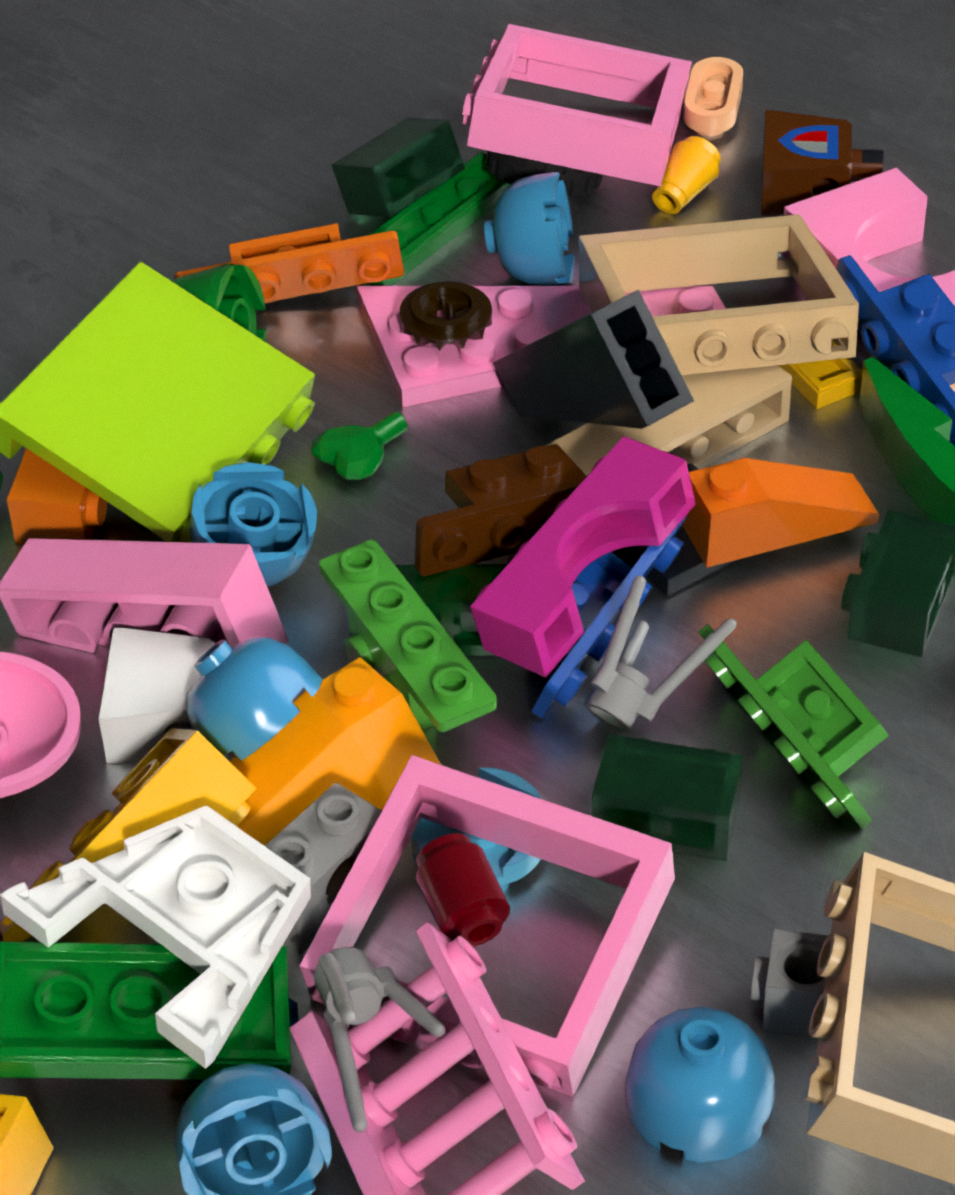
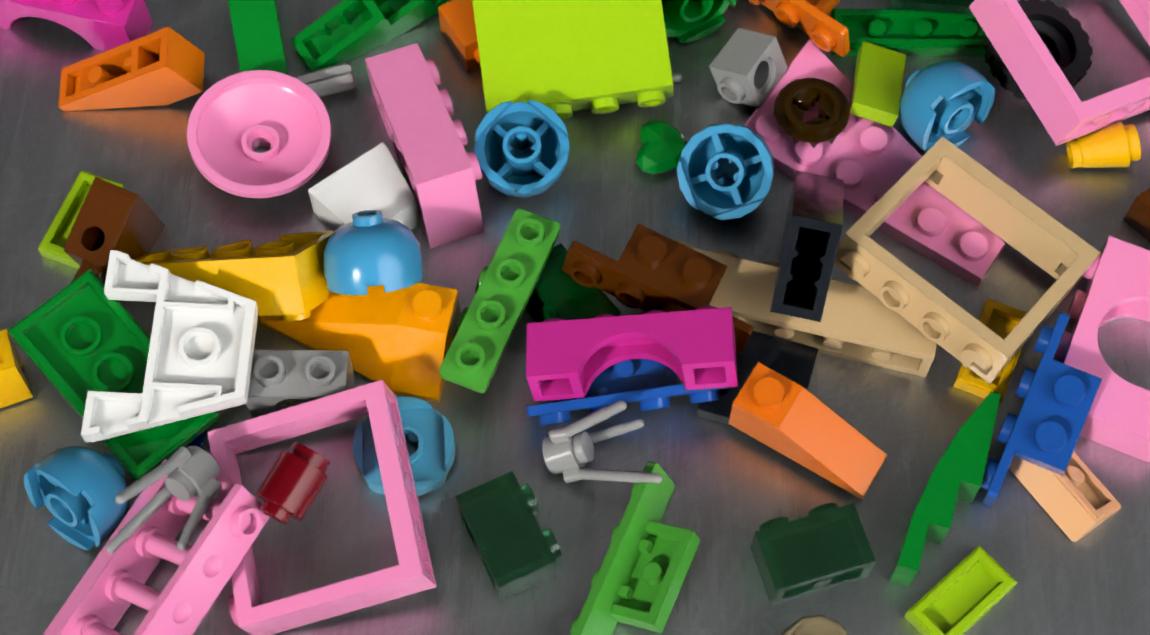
camera: 50 degrees right, 20 degrees up
(343, 334) = (748, 67): none -> light grey brick
(444, 399) = (725, 170): none -> dark azure cylinder
(460, 263) = (877, 84): none -> lime tile

